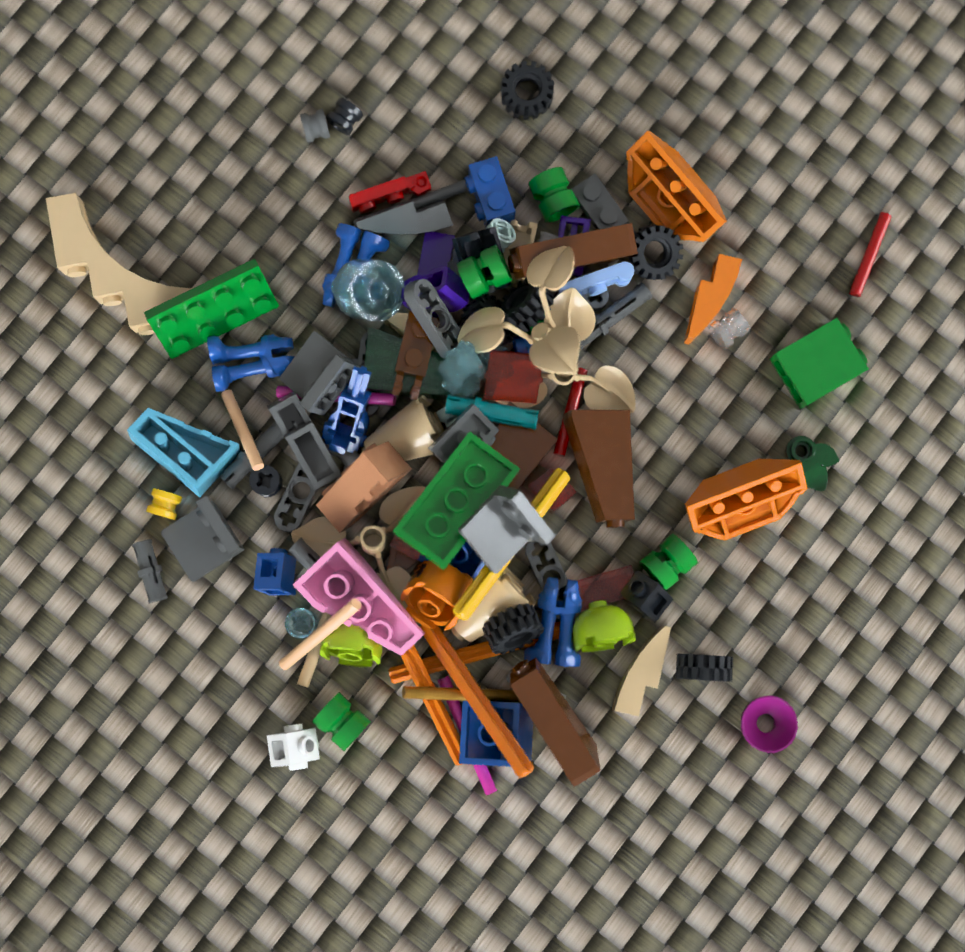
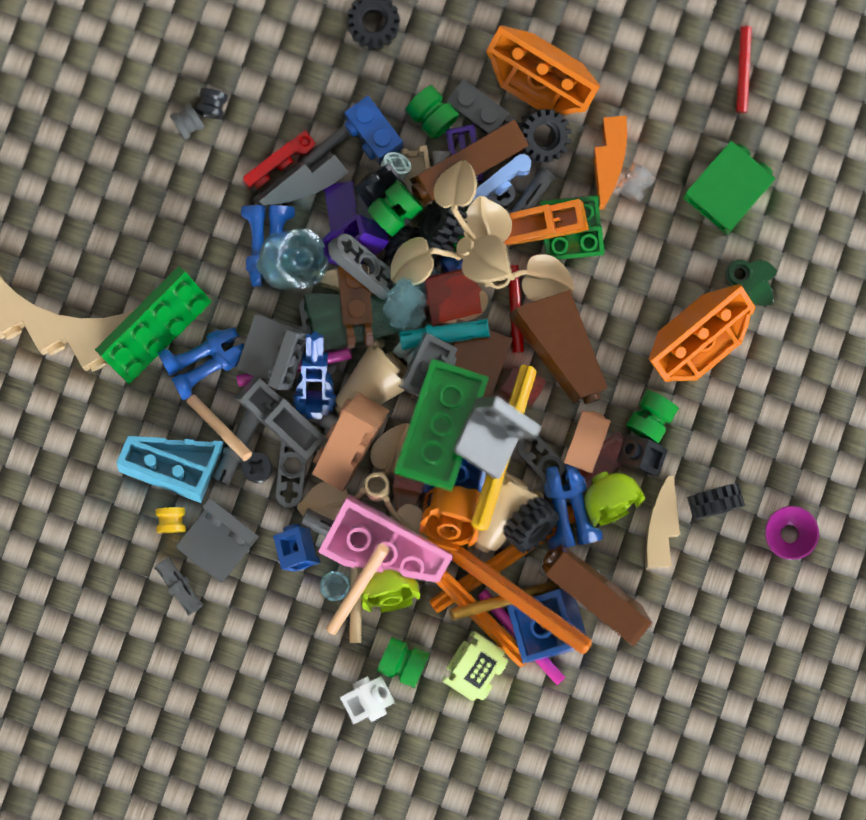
camera: 15 degrees left, 0 degrees up
(410, 751) = (474, 667): none -> yellowish green brick
(597, 564) = (587, 440): none -> nougat brick
(629, 336) = (547, 222): none -> orange slope
(652, 351) = (582, 243): none -> green slope

